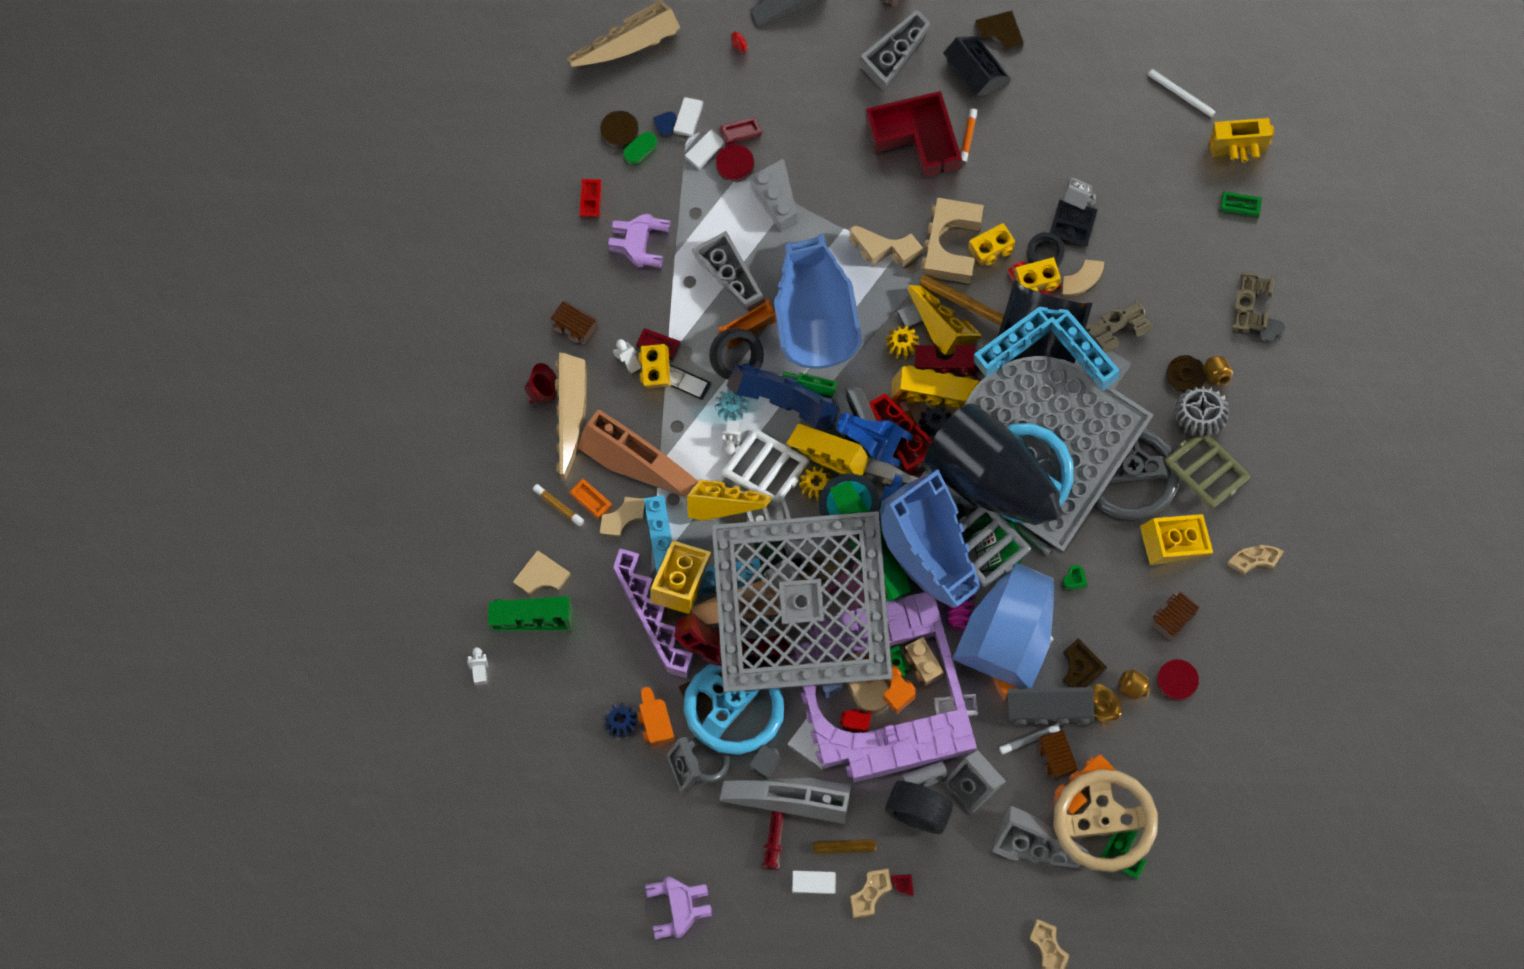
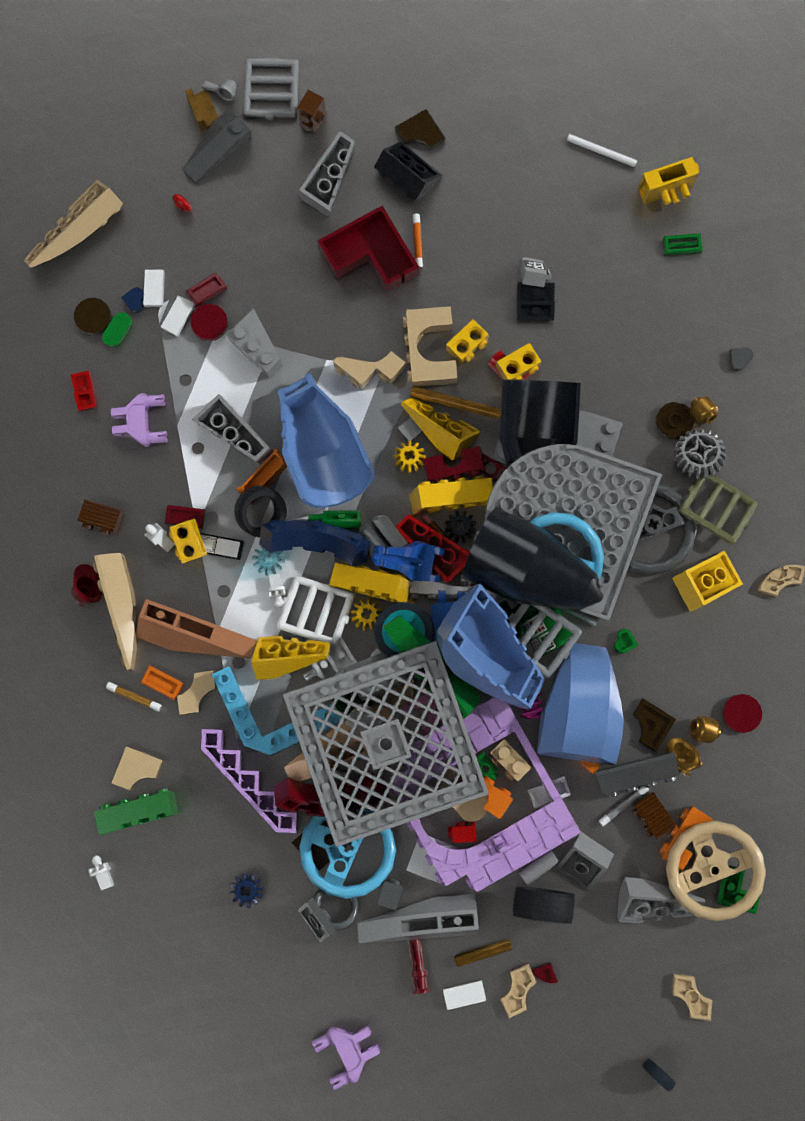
camera: 15 degrees left, 10 degrees up
(656, 720) = (278, 880): orange hinge -> none
(680, 577) = (266, 744): yellow slope -> none
(1036, 326) = (565, 417): medium azure brick -> none
(1045, 237) = (518, 321): black tyre -> none
(1084, 279) = (559, 353): tan tile -> none
(1104, 328) = (590, 396): dark tan piece -> none
(1175, 615) = (725, 654): reddish brown brick -> none
(1249, 288) = (711, 321): dark tan piece -> none

